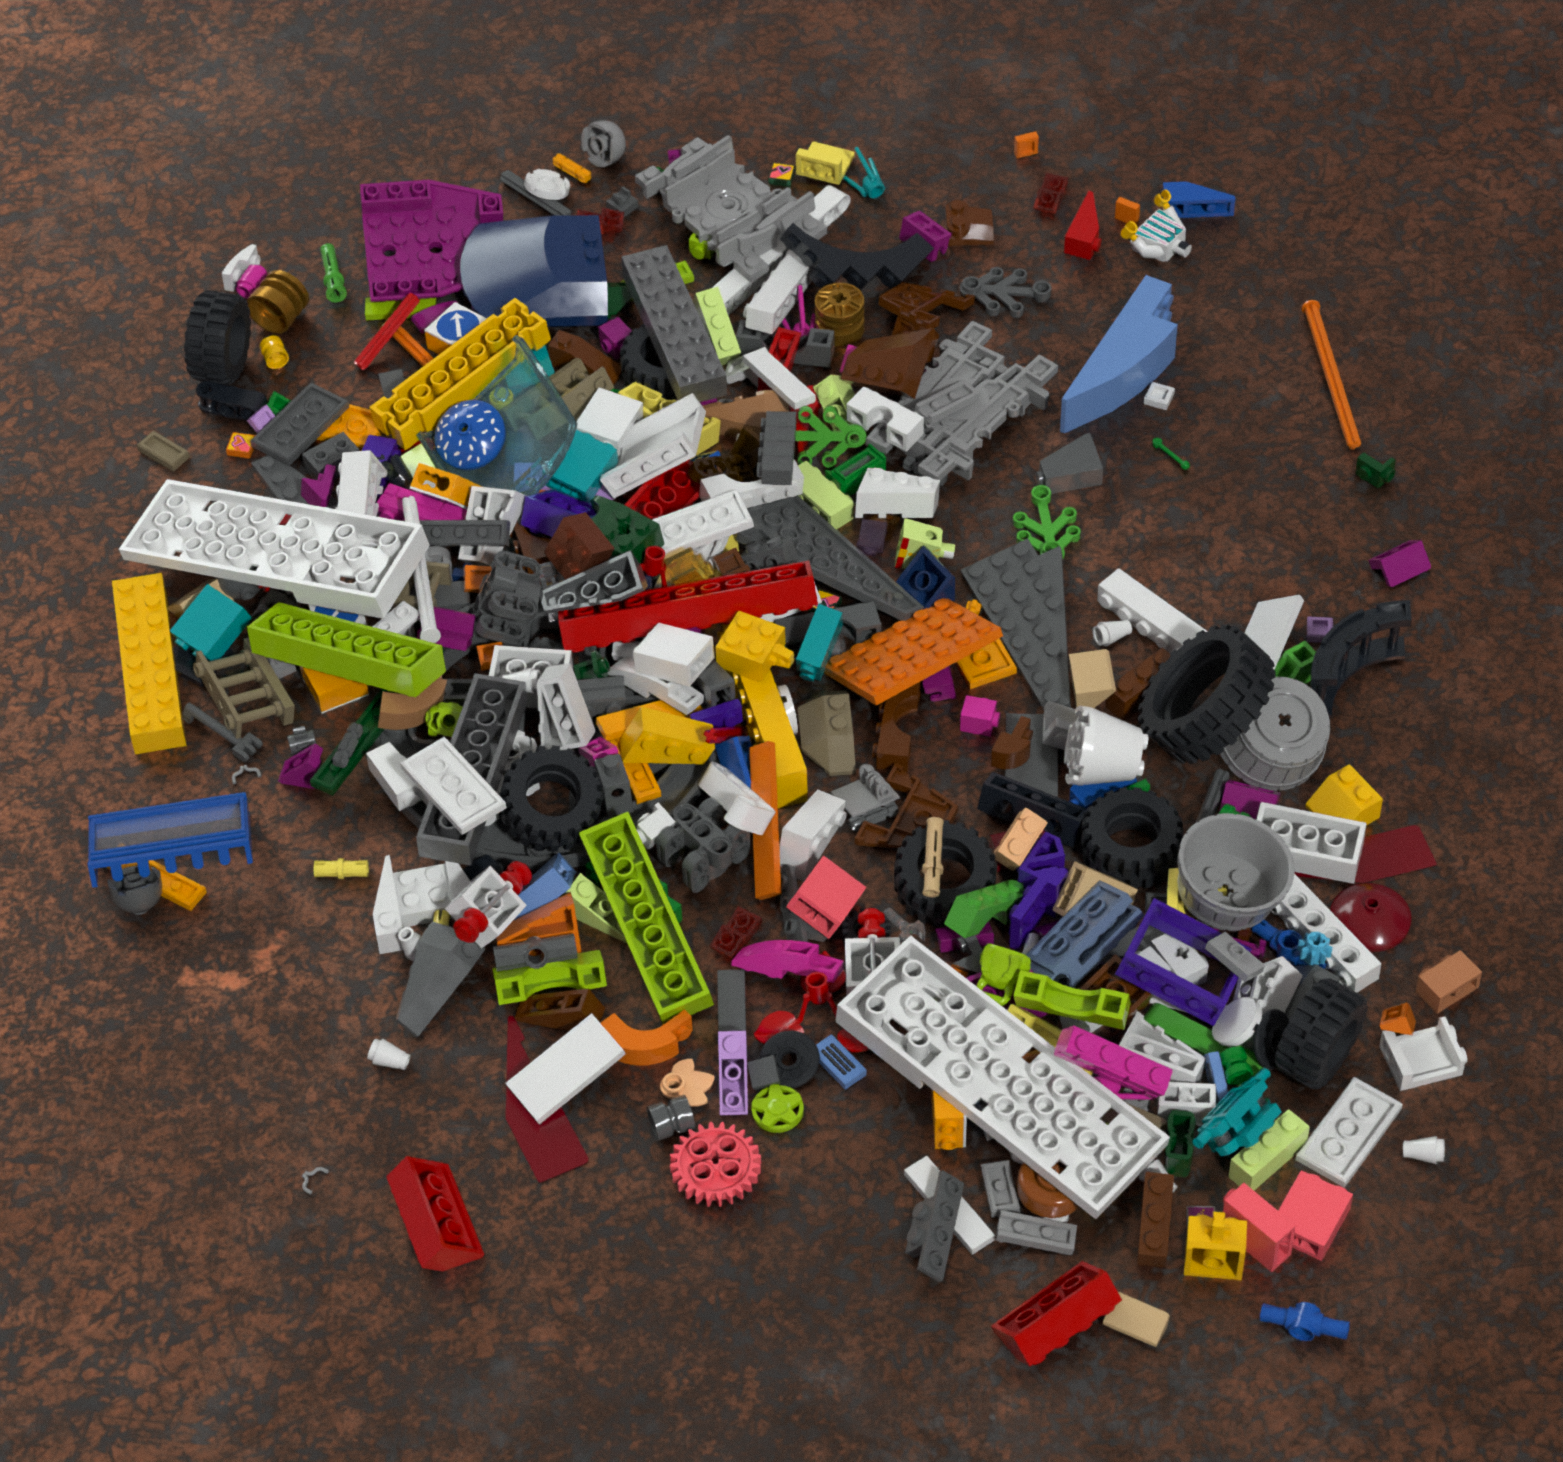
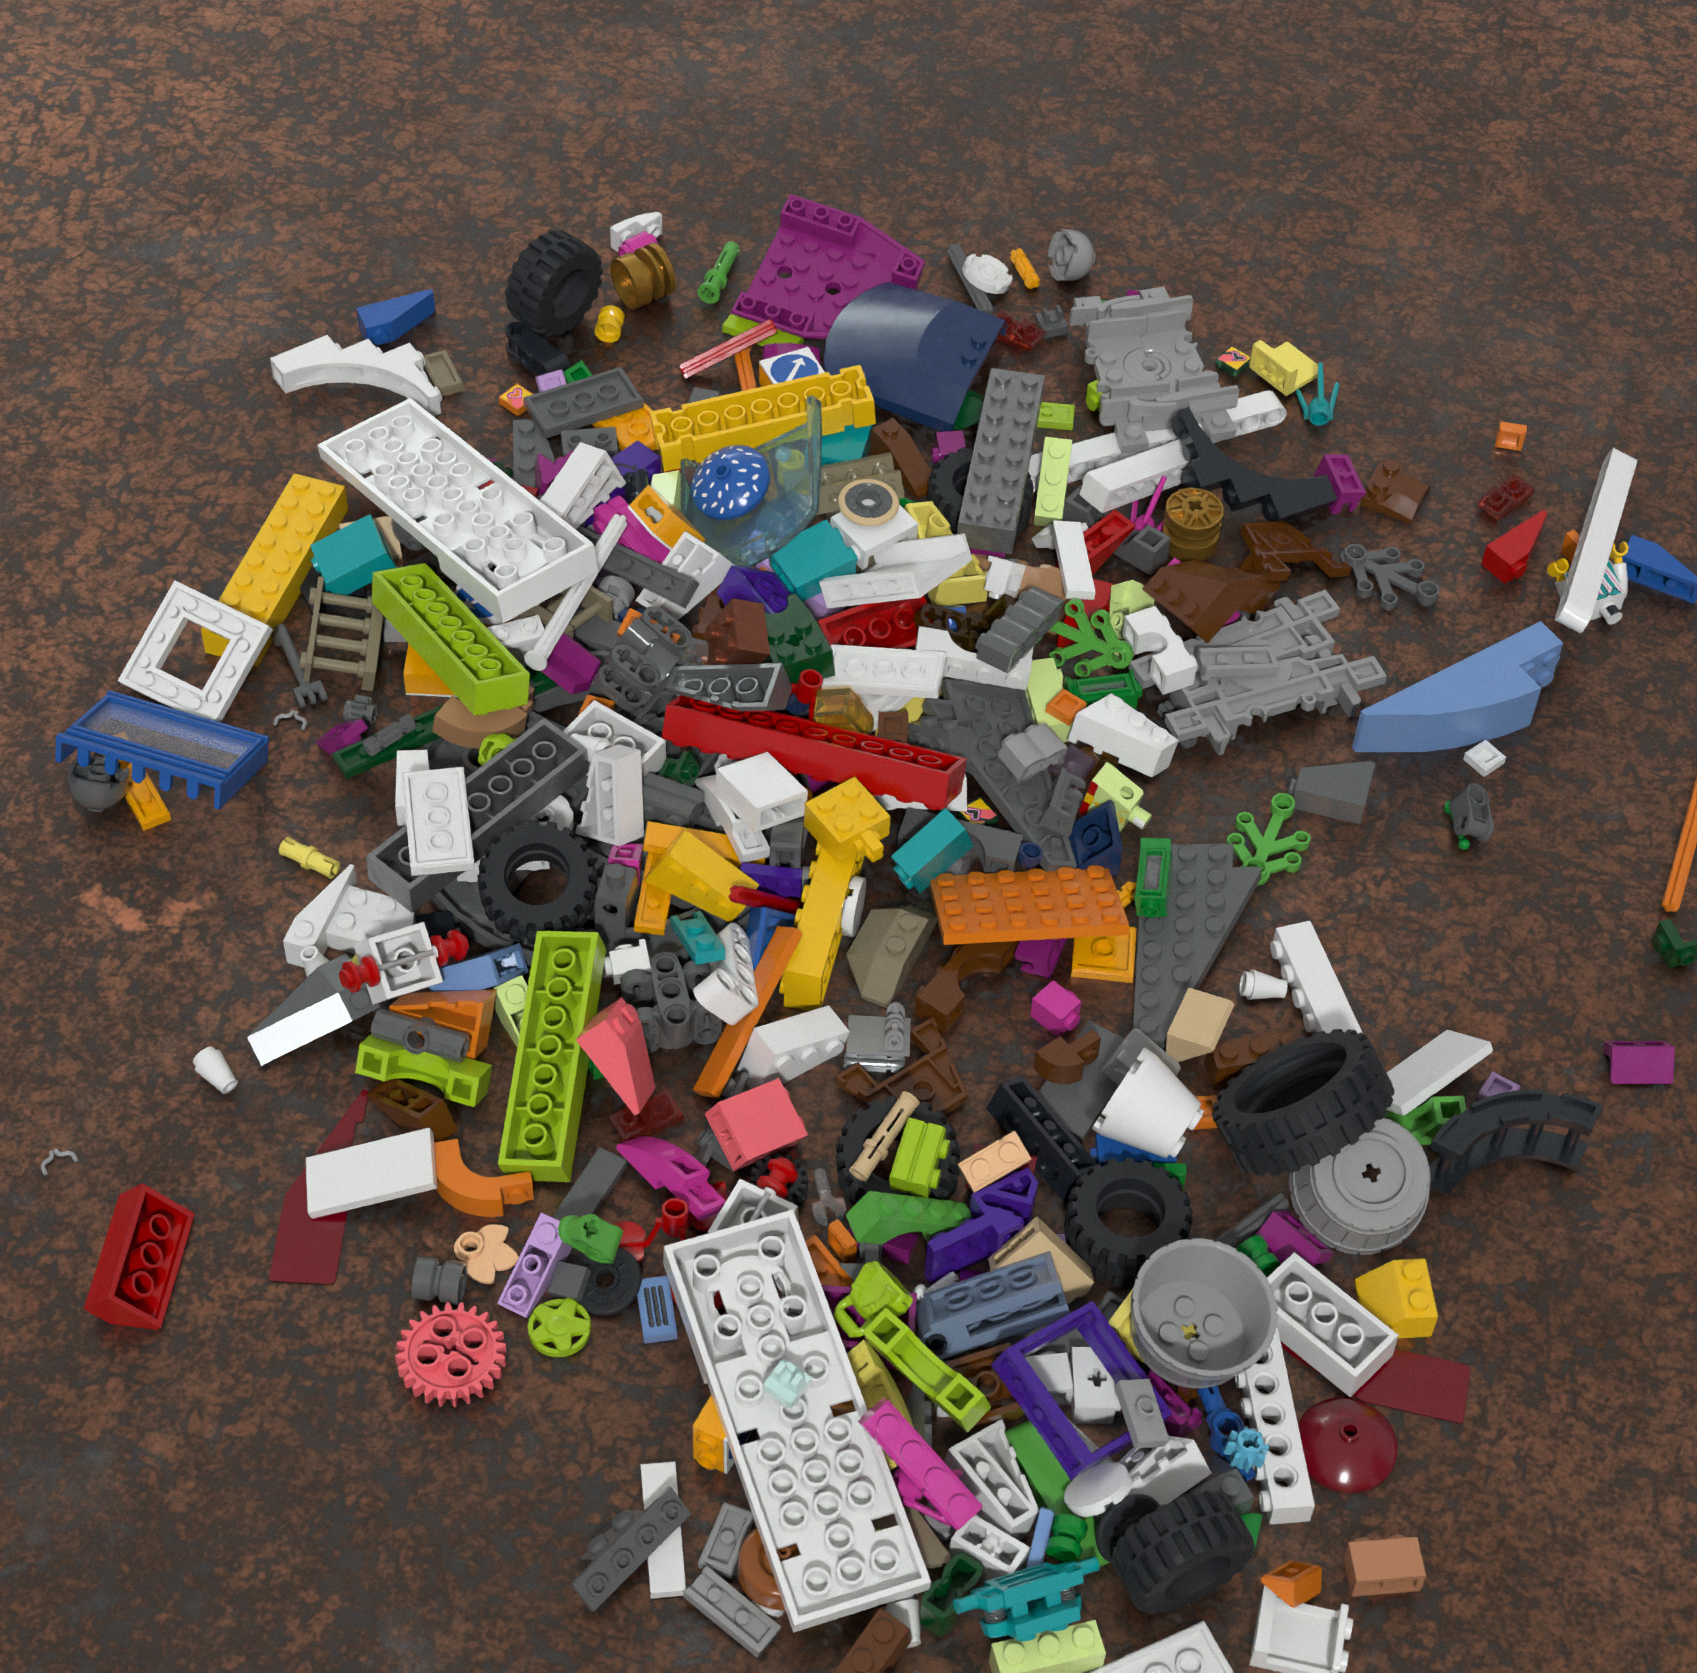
camera: 25 degrees right, 0 degrees up
(90, 424) = (392, 318): none -> blue slope
(94, 470) = (361, 363): none -> white arch
(104, 724) = (183, 604): none -> white plate
(609, 408) = (853, 509): none -> wheel
(688, 885) = (619, 1051): none -> coral slope
(694, 784) = (698, 939): none -> teal hinge
(731, 416) = (1003, 577): none -> white brick
(766, 1031) = (591, 1236): none -> bright green piece
(839, 536) = (1032, 751): none -> light grey brick
(842, 493) = (1065, 706): none -> orange tile
(883, 565) = (1062, 803): none -> dark grey hinge
(887, 614) = (1029, 855): none -> dark blue hinge
(941, 948) = (842, 1242): none -> orange tile
(968, 860) = (918, 1158): none -> lime brick
(987, 1054) = (787, 1383): none -> light aqua tile
(989, 588) = (1154, 877): none -> green window
(1143, 197) = (1596, 541): none -> white beam
(1179, 439) = (1472, 813): none -> dark grey piece

